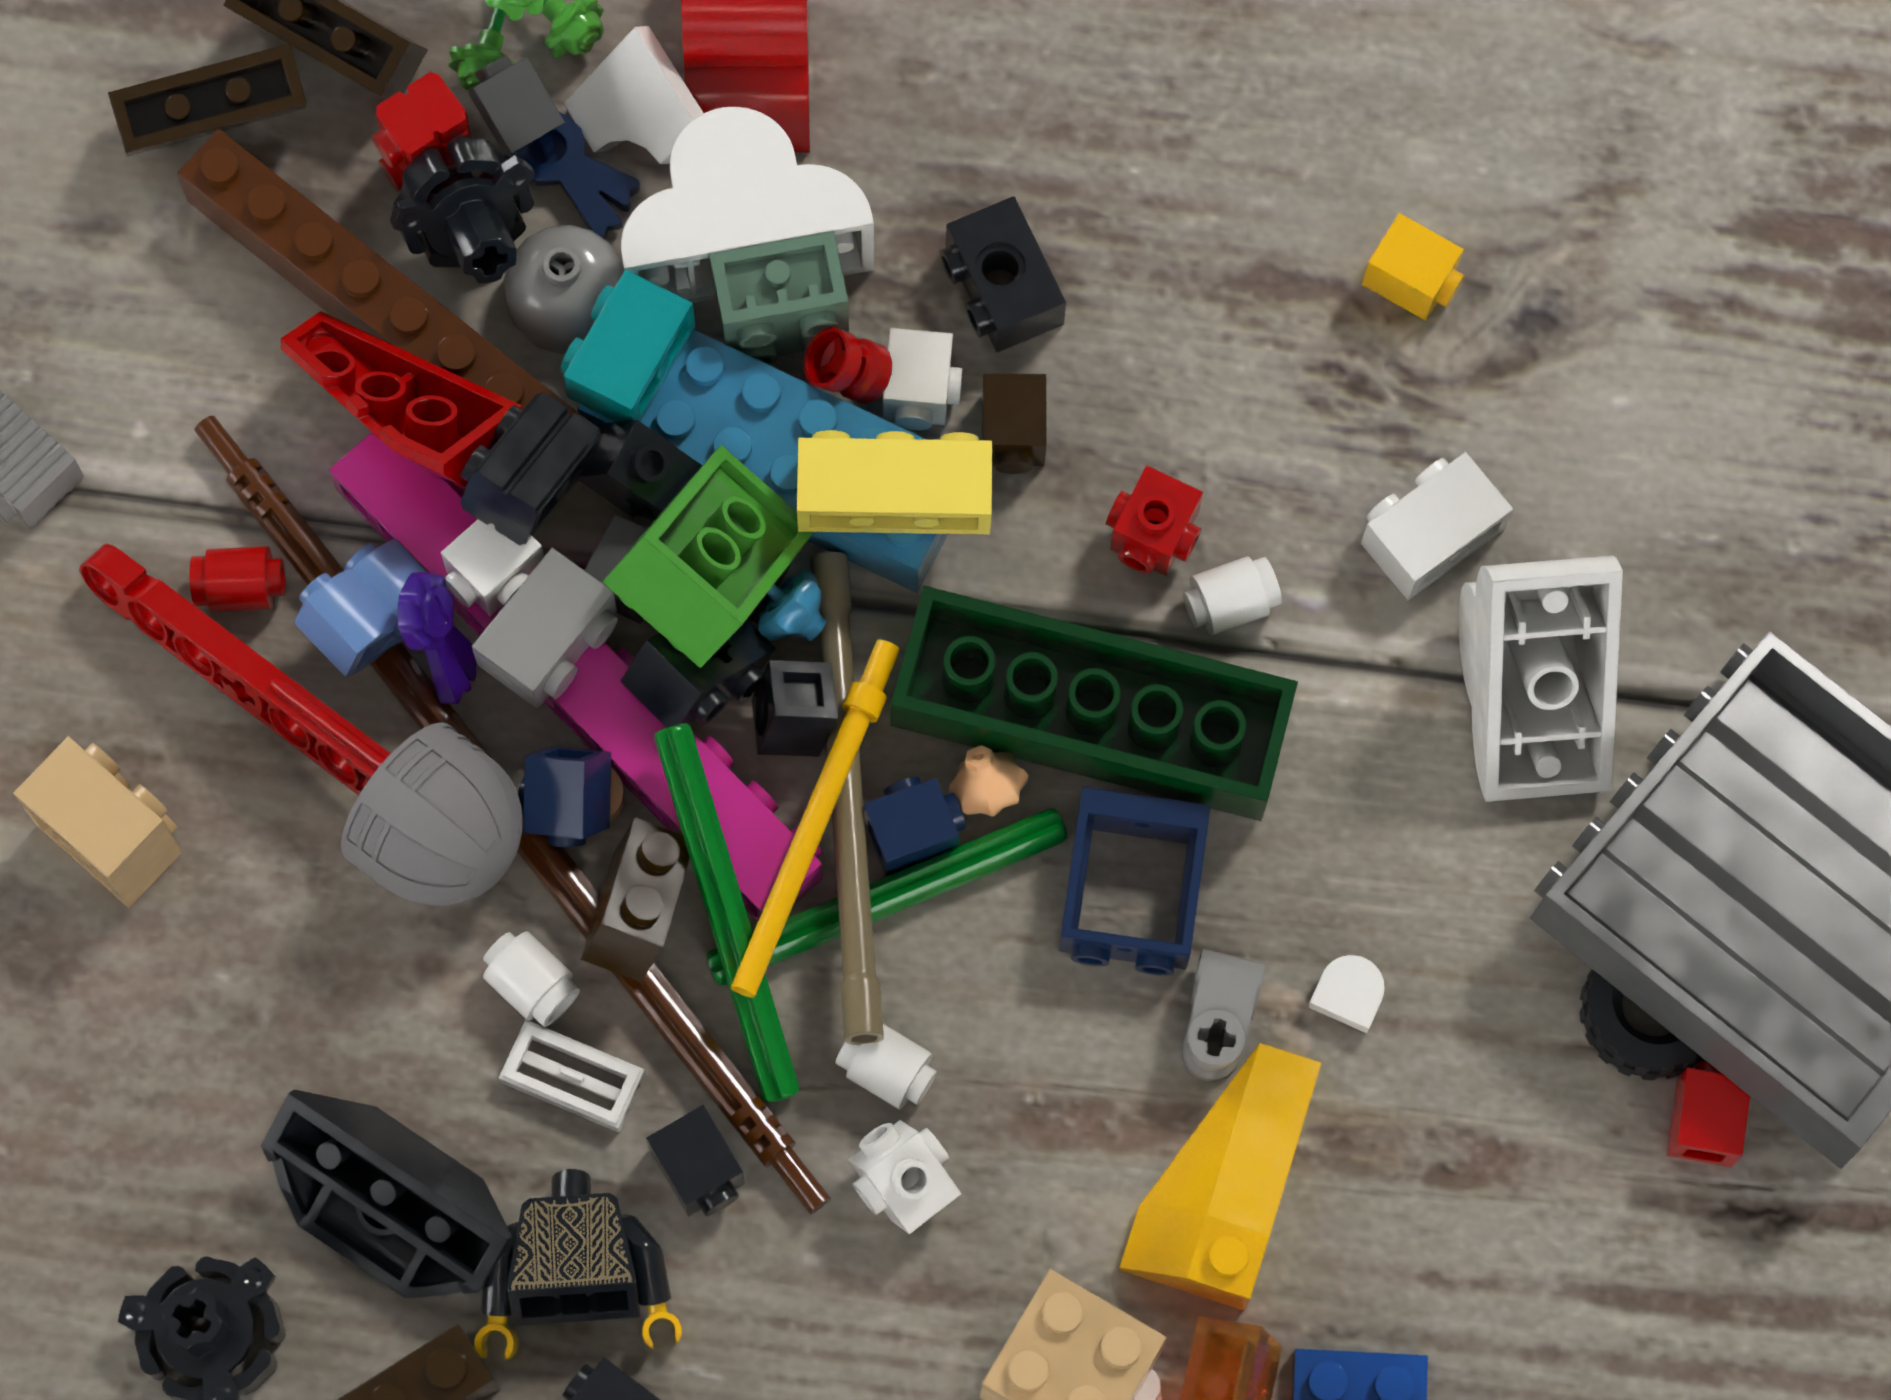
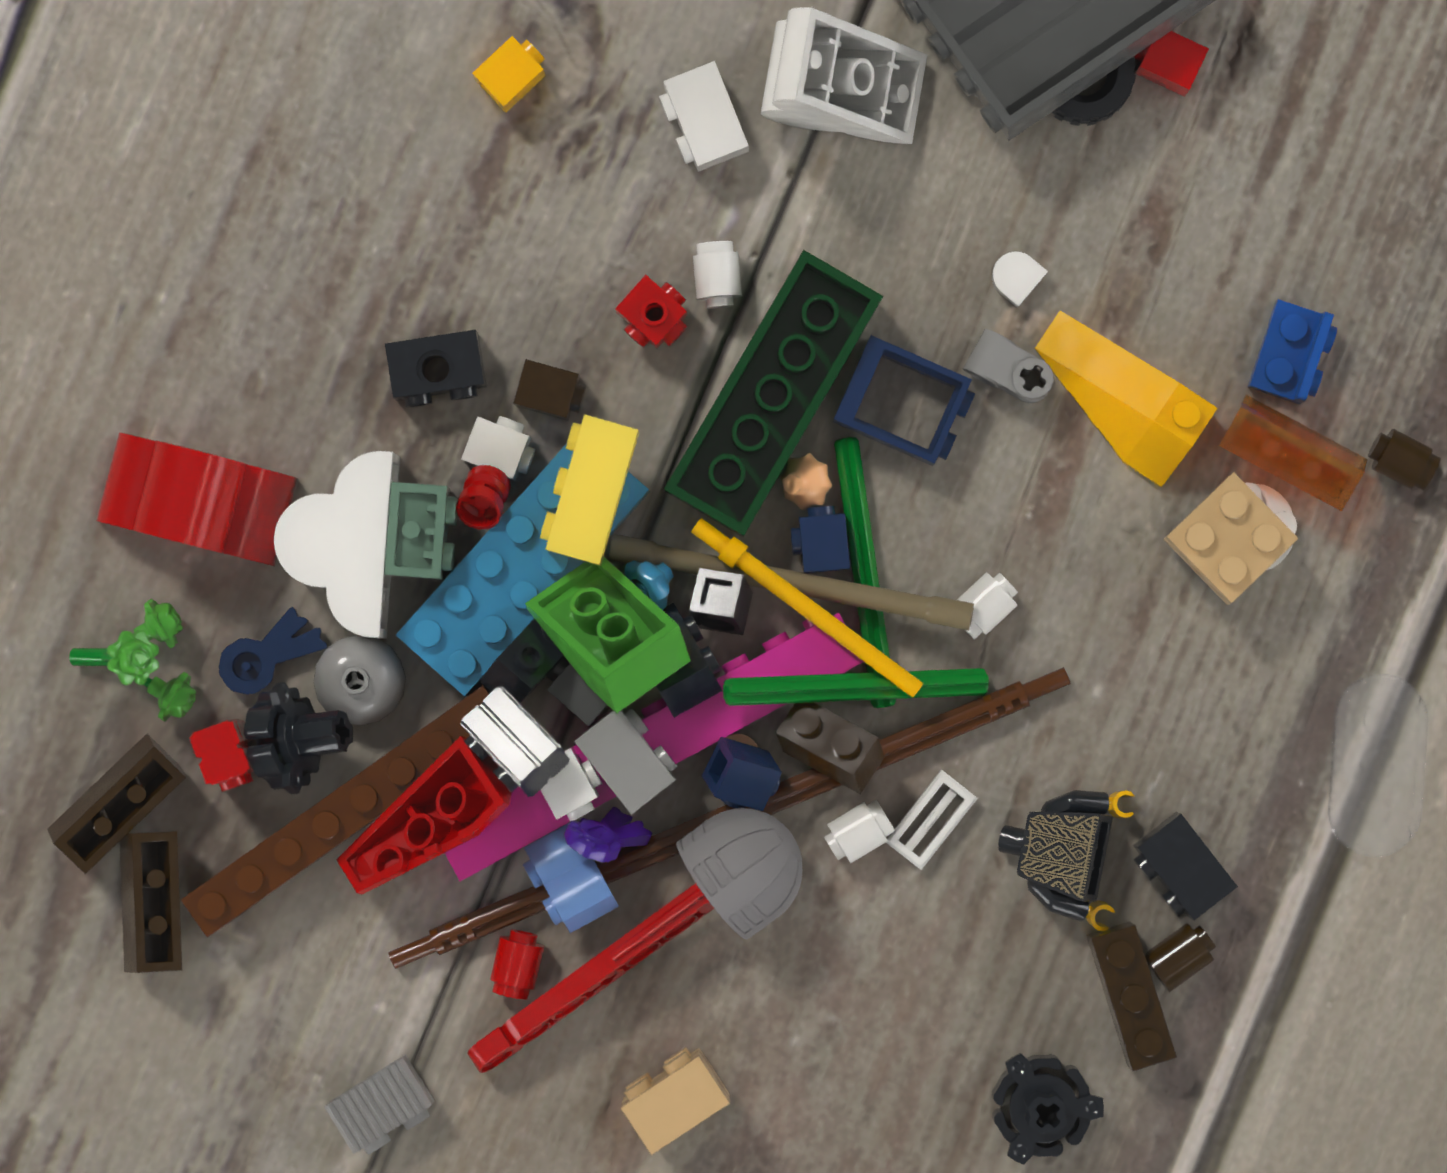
camera: 70 degrees left, 15 degrees up
(384, 1196) = (987, 963): black wedge -> none
(514, 103) = (219, 682): dark grey brick -> none
(627, 348) = (439, 651): teal brick -> none
(634, 99) = (236, 592): white tile -> none
(697, 1163) = (1018, 751): black brick -> none
(903, 1174) = (1066, 615): white brick -> none

